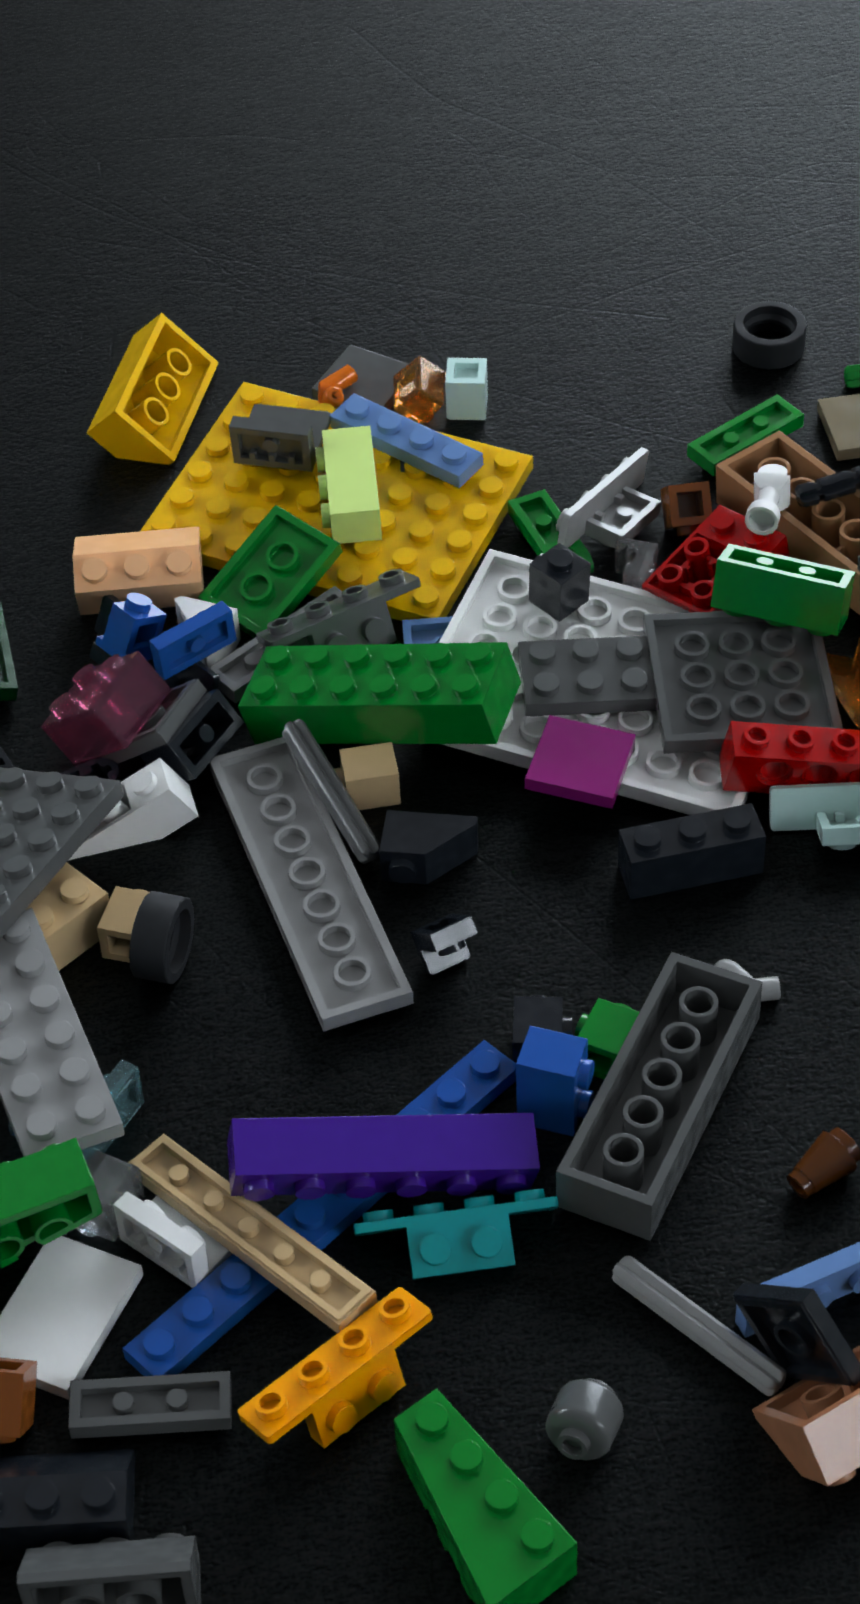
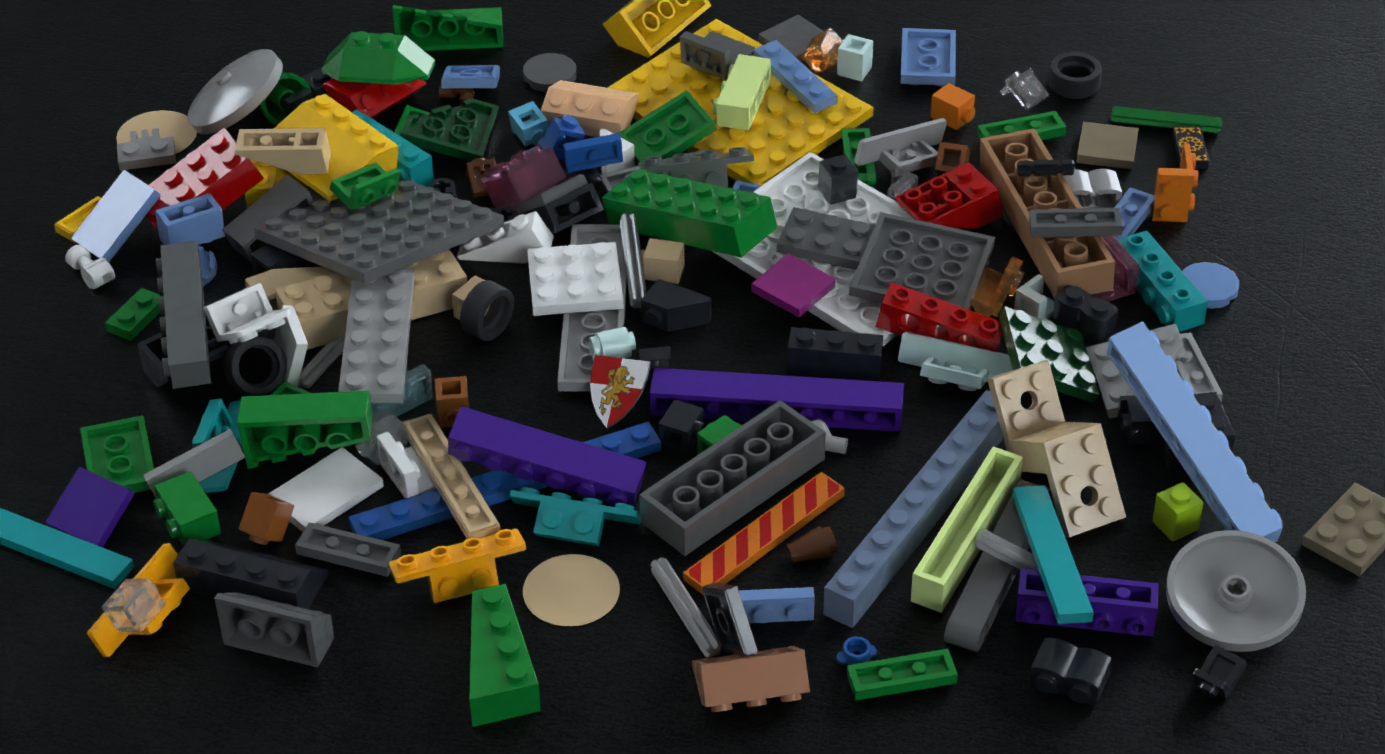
camera: 20 degrees right, 5 degrees down
(26, 716) = (475, 171): none -> reddish brown bracket
(42, 526) = (547, 70): none -> dark grey tile
(65, 626) = (530, 130): none -> medium azure brick
(188, 1103) = (450, 396): none -> dark orange brick
(262, 845) = (575, 278): none -> white plate
(331, 388) = (773, 33): orange arm -> none
(378, 937) = (612, 343): none -> light aqua brick
(418, 1001) = (616, 386): none -> shield
(512, 1352) = (571, 590): none -> tan sticker
(554, 1080) = (667, 445): blue brick -> none
(561, 360) = (928, 56): none -> medium blue plate
(585, 1417) = (587, 631): dark grey head -> none
(634, 946) = (746, 395): none -> dark purple brick
(637, 424) = (953, 105): none -> orange brick
(717, 371) = (1025, 88): none -> clear bracket
(741, 1169) = (765, 533): none -> orange tile
(770, 498) = (1000, 162): white leg -> none
(782, 590) = (970, 217): green brick -> none

